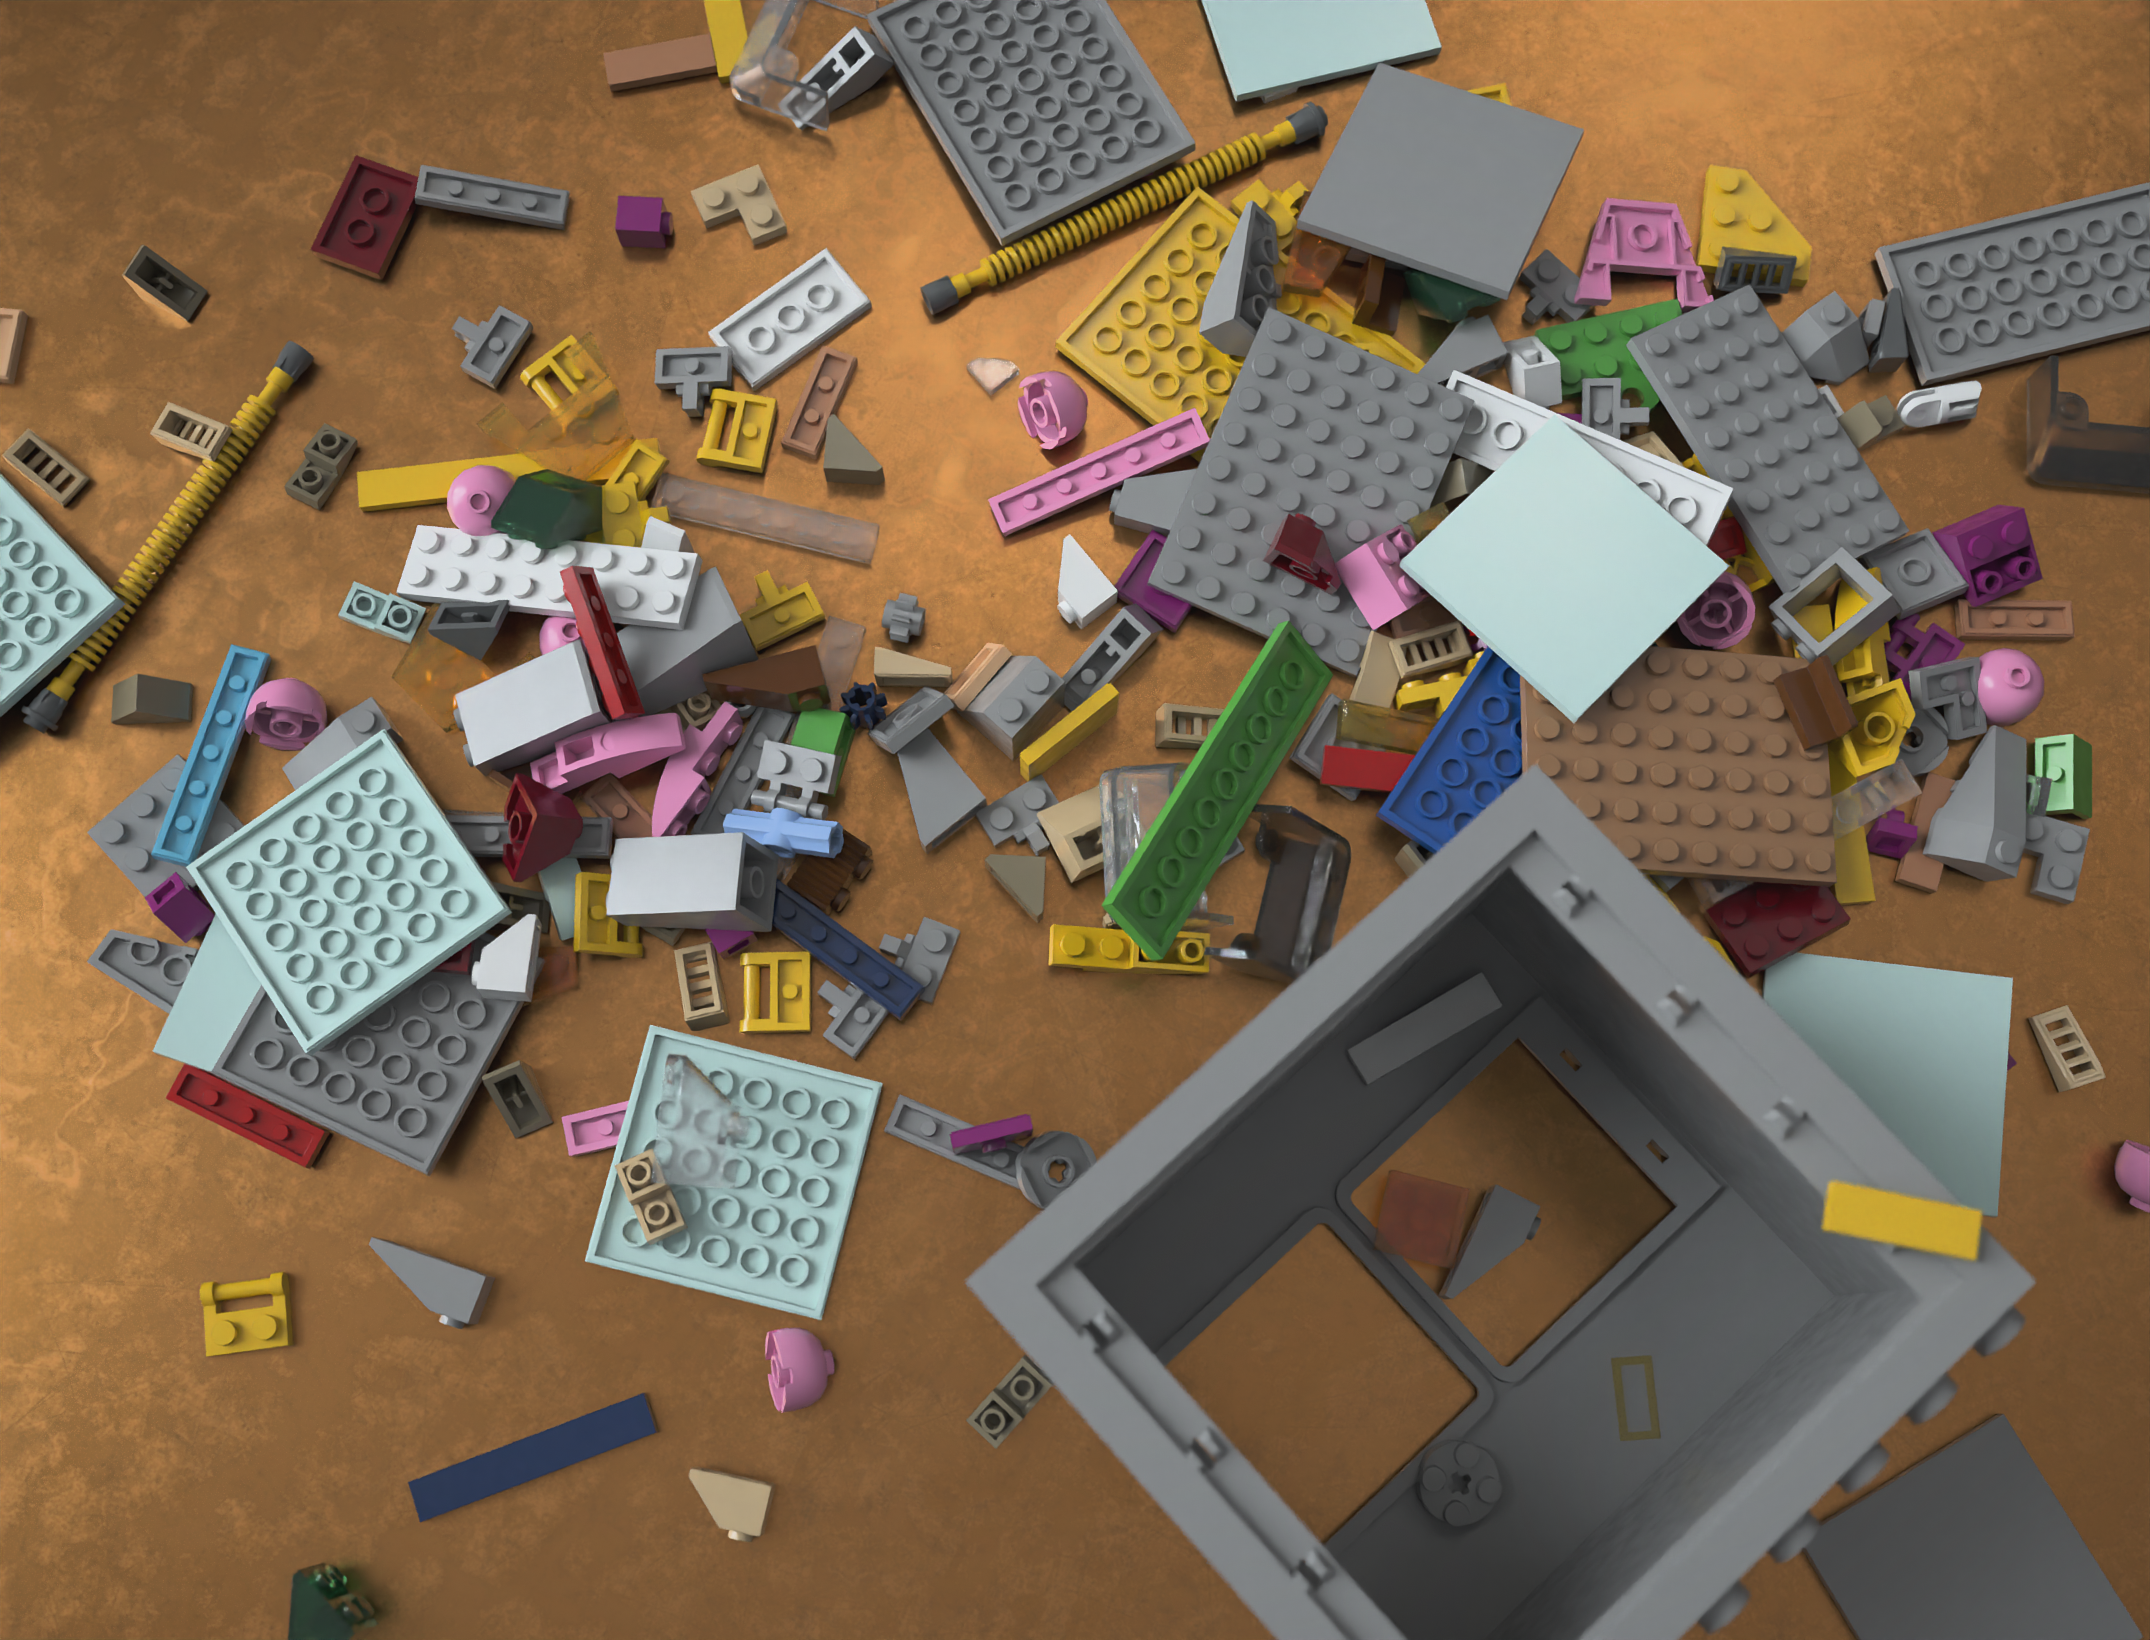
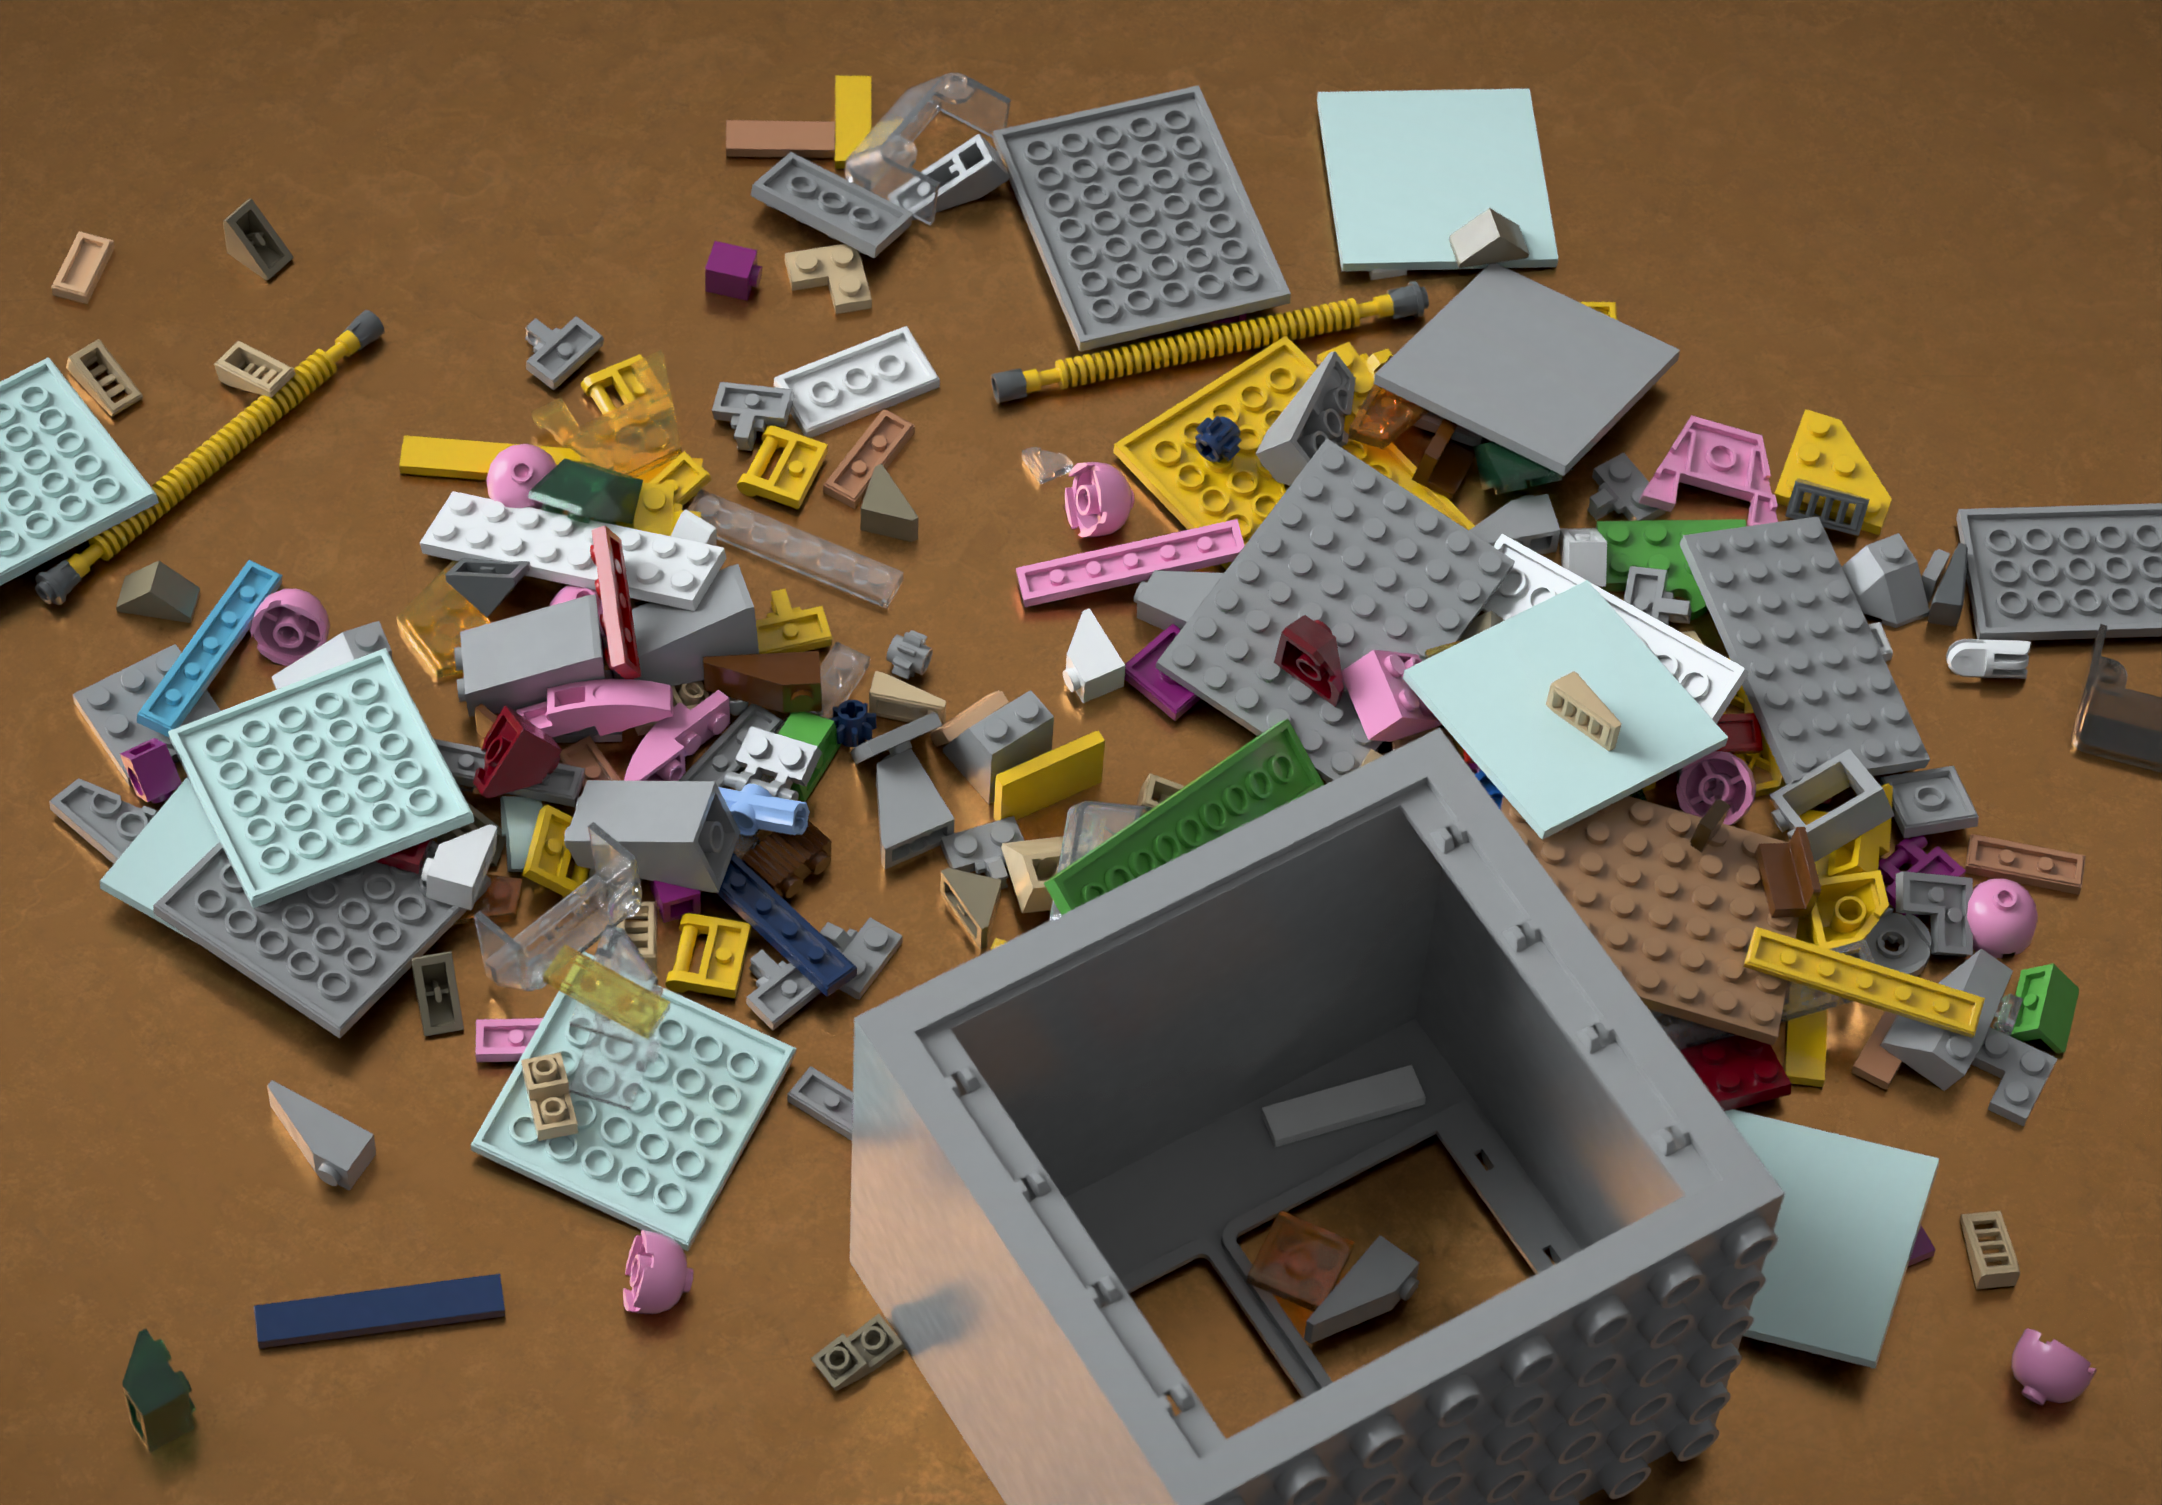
camera: 10 degrees right, 20 degrees down
(247, 1115) = (171, 963): red plate -> none
(247, 1328) = (129, 1147): yellow plate -> none
(324, 465) = (371, 427): dark tan slope -> none
(367, 218) = (465, 220): dark red plate -> none
(382, 613) = (397, 562): light aqua slope -> none
(492, 197) = (590, 224): light grey tile -> none
(626, 1007) = (574, 921): none -> clear windscreen
(682, 1143) = (606, 992): none -> clear yellow tile
(725, 129) = (832, 204): none -> light grey plate
(735, 1501) = (569, 1380): tan slope -> none
(1110, 654) = (1116, 714): light grey slope -> none
(1157, 320) = (1218, 439): none -> dark blue gear
(1372, 43) = (1488, 240): none -> dark tan slope
(1590, 573) = (1584, 710): none -> tan slope
(1731, 668) = (1709, 825): none -> dark brown tile
(1871, 422) = (1915, 665): dark tan slope -> none
(1891, 835) = (1851, 1025): magenta tile -> none
(1902, 1220) = (1675, 1121): yellow tile -> none
(1911, 808) = (1864, 982): none -> yellow tile
(1992, 552) = (2010, 795): magenta slope -> none

